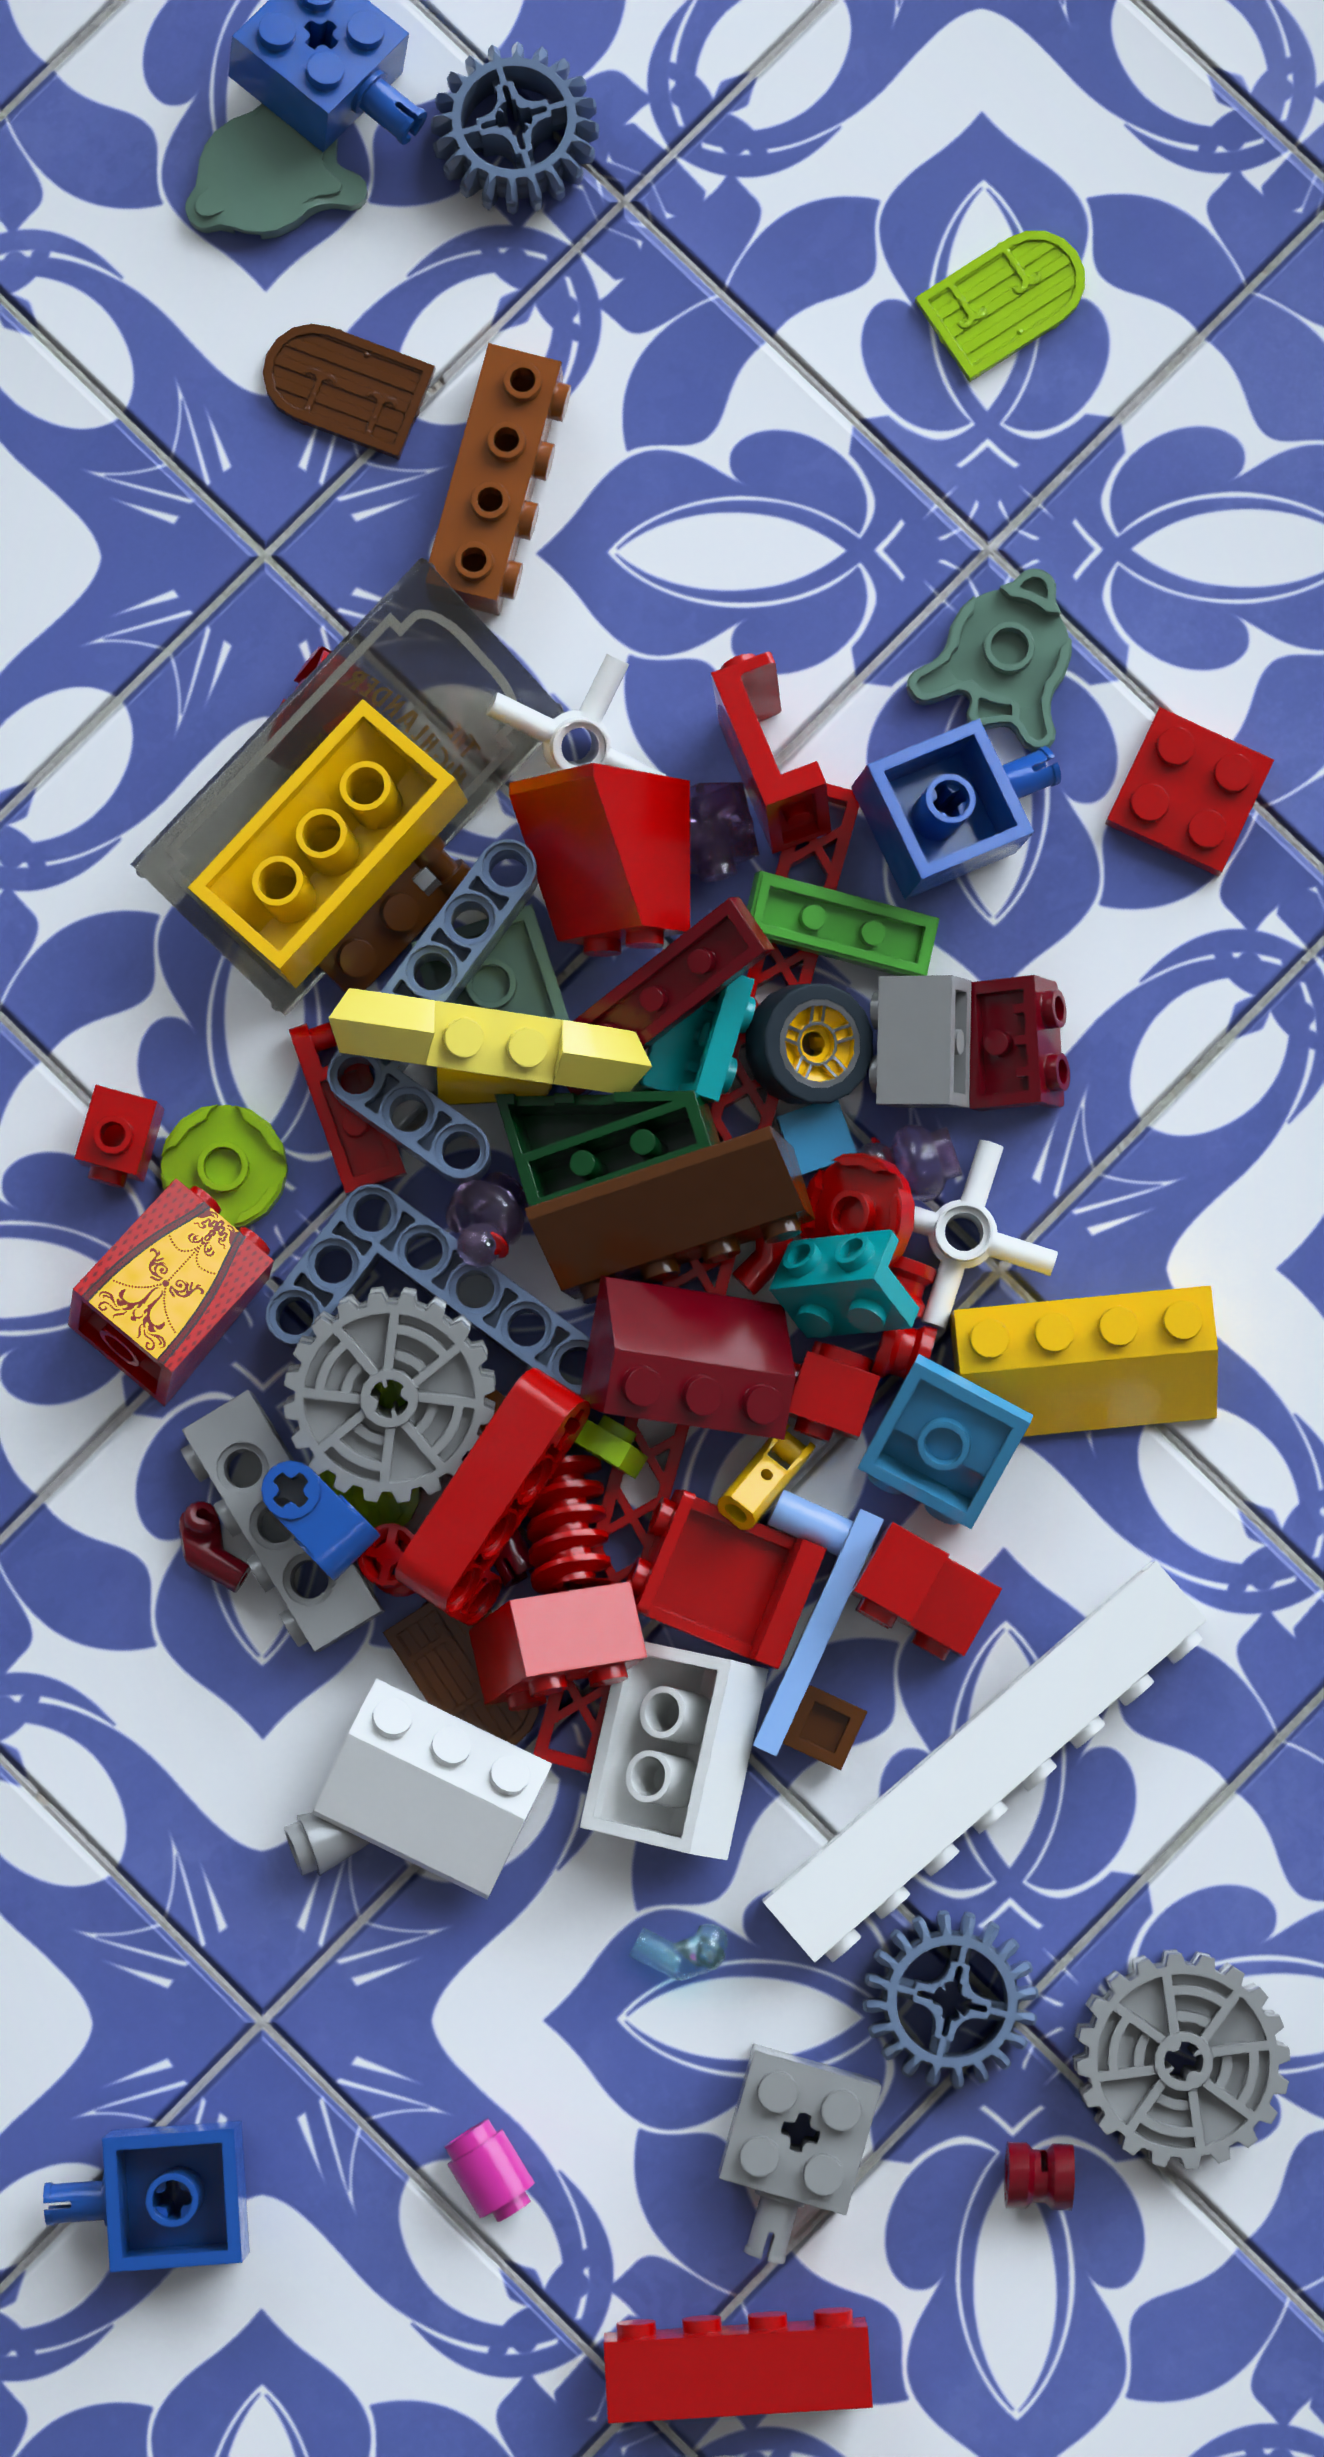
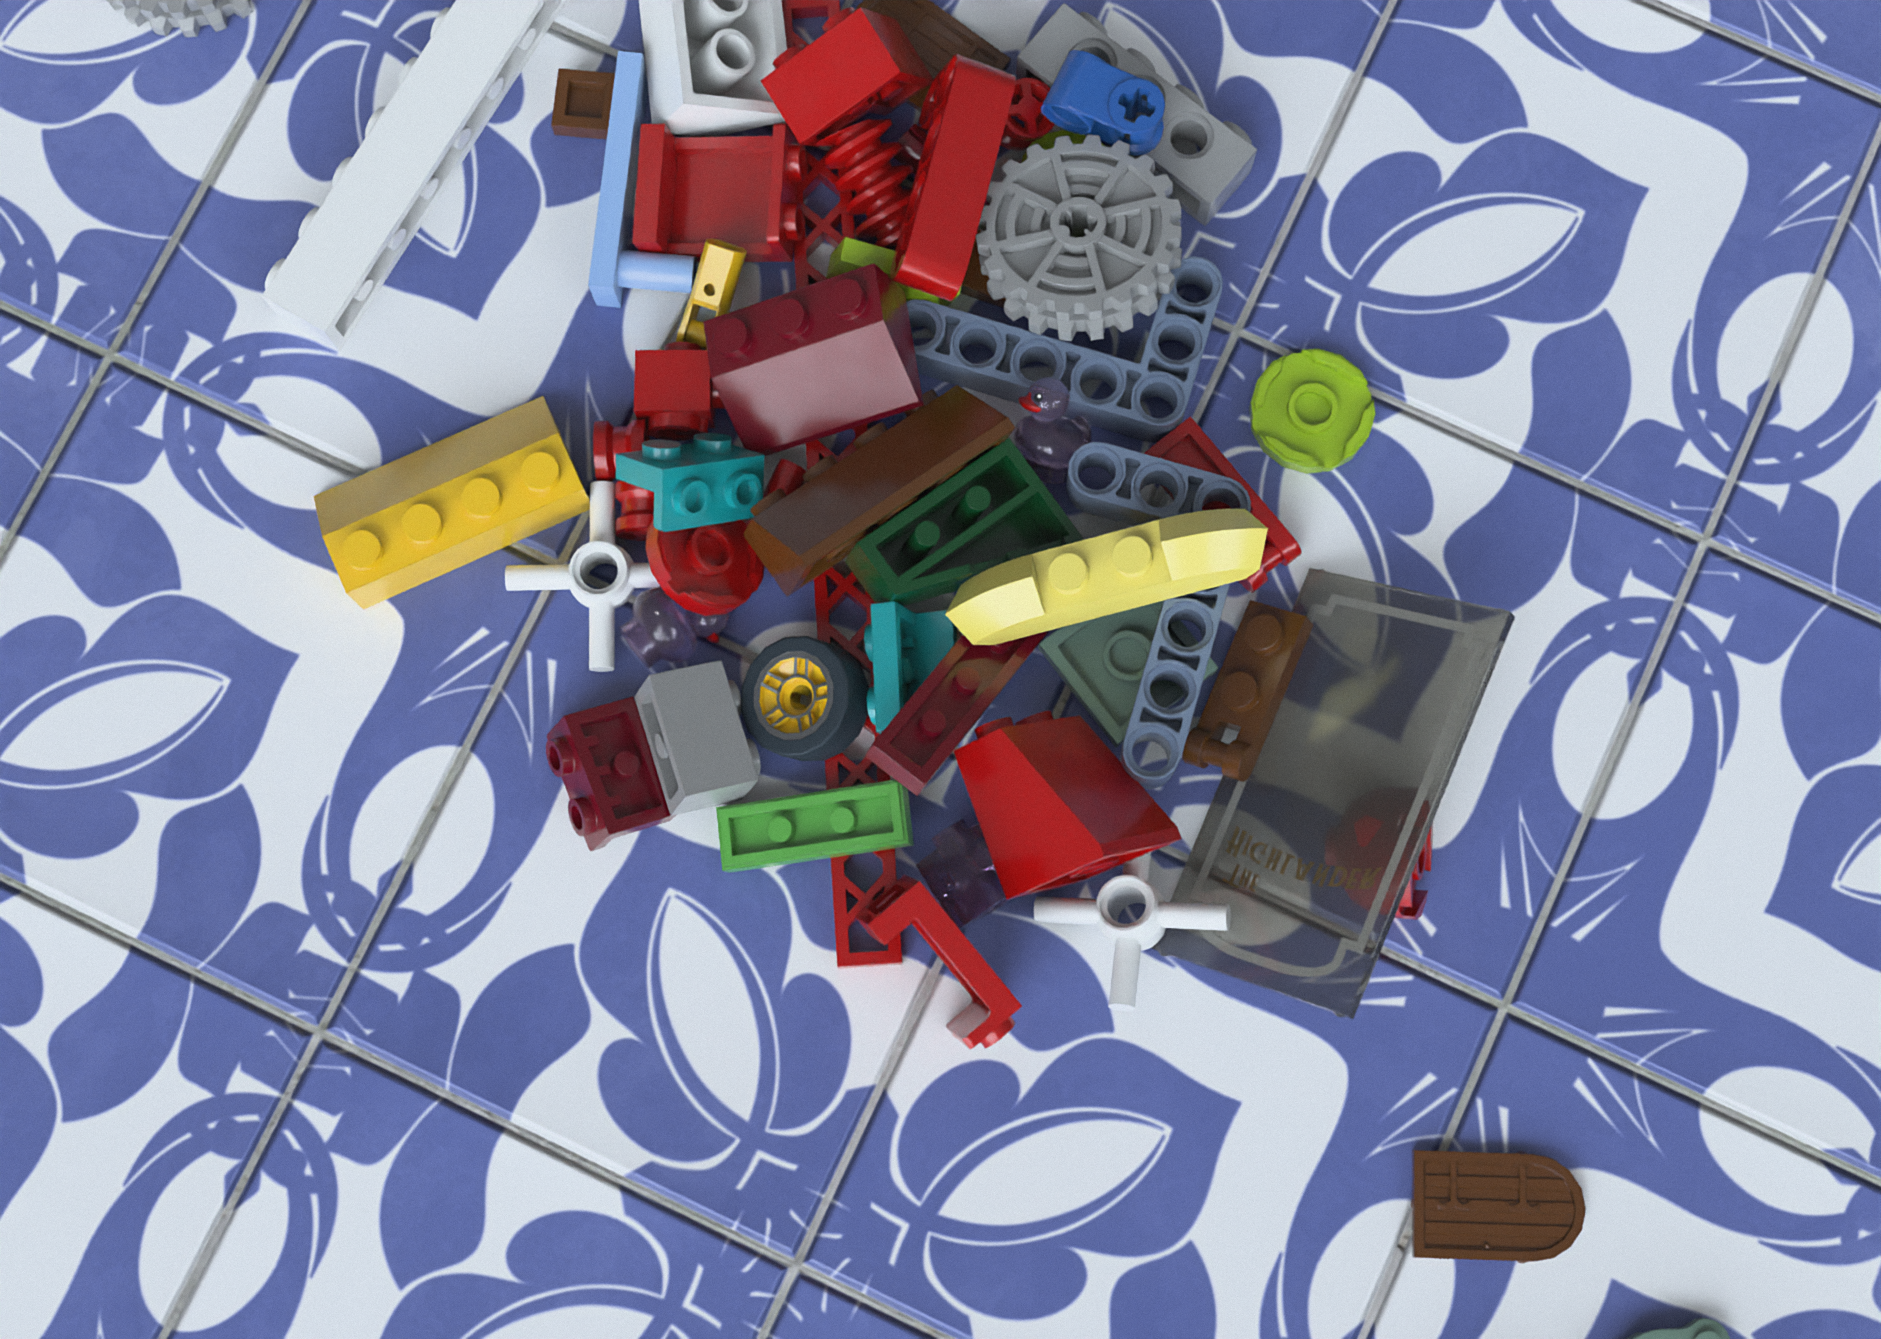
camera: 160 degrees right, 5 degrees down
(118, 1136) = (1420, 393): red brick -> none
(169, 1289) = (1317, 270): slope -> none
(204, 1547) = (1193, 71): dark red arm -> none
(329, 843) = (1333, 713): yellow slope -> none
(496, 476) = (1310, 1156): dark orange brick -> none
(816, 1135) = (768, 619): dark azure tile -> none
(924, 1591) = (533, 239): red brick -> none
(944, 1443) = (554, 371): dark azure plate -> none
(964, 776) = (709, 977): blue brick -> none
(1005, 658) = (740, 1155): sand green tile -> none
(1189, 791) = (518, 1083): red plate -> none

